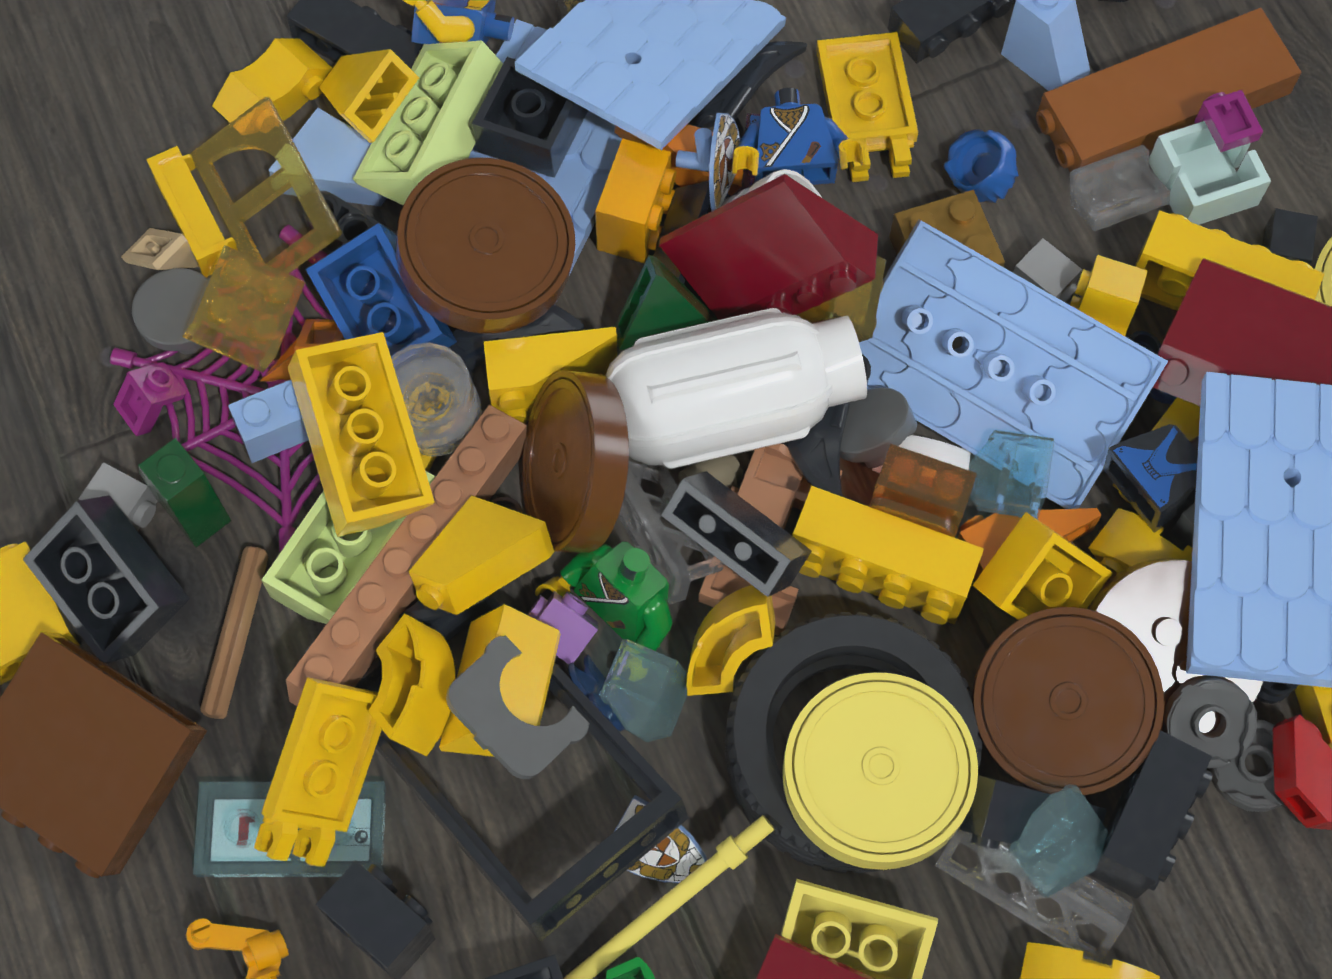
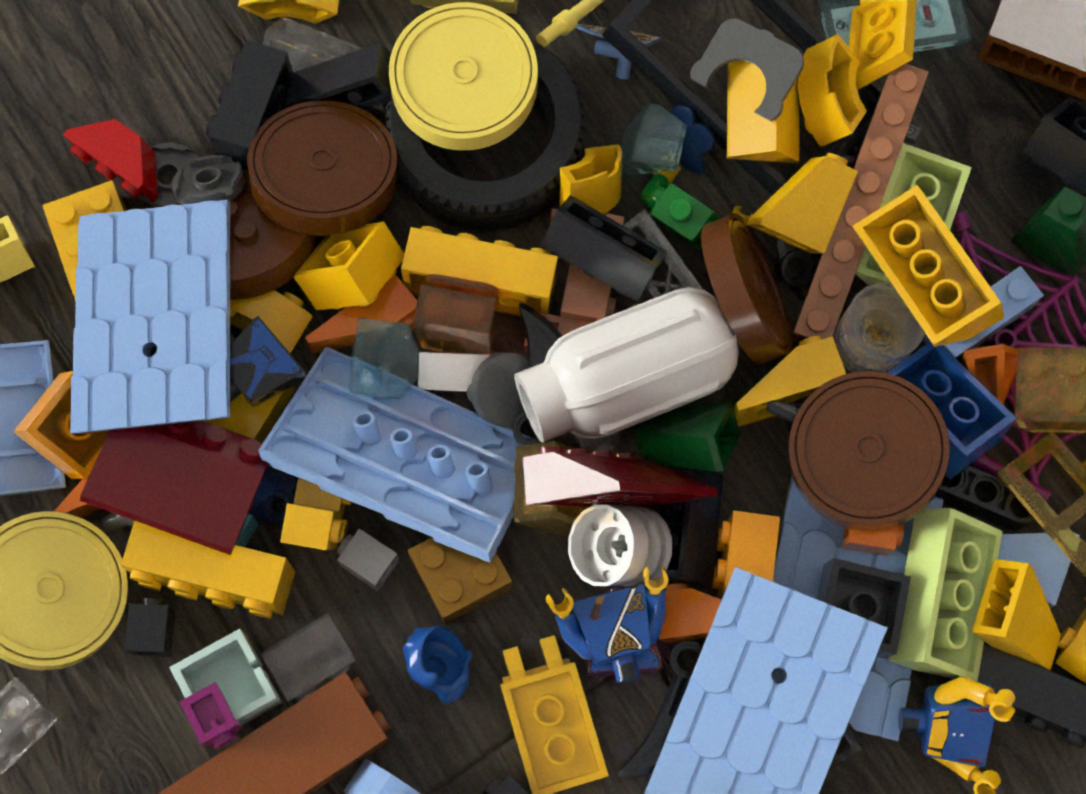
camera: 170 degrees right, 5 degrees up
(234, 633) = (980, 152): medium nougat axle -> none
(569, 617) = (727, 182): medium lavender brick -> none
(714, 156) = (680, 584): shield -> none
(1060, 841) = (314, 65): clear light blue slope -> none

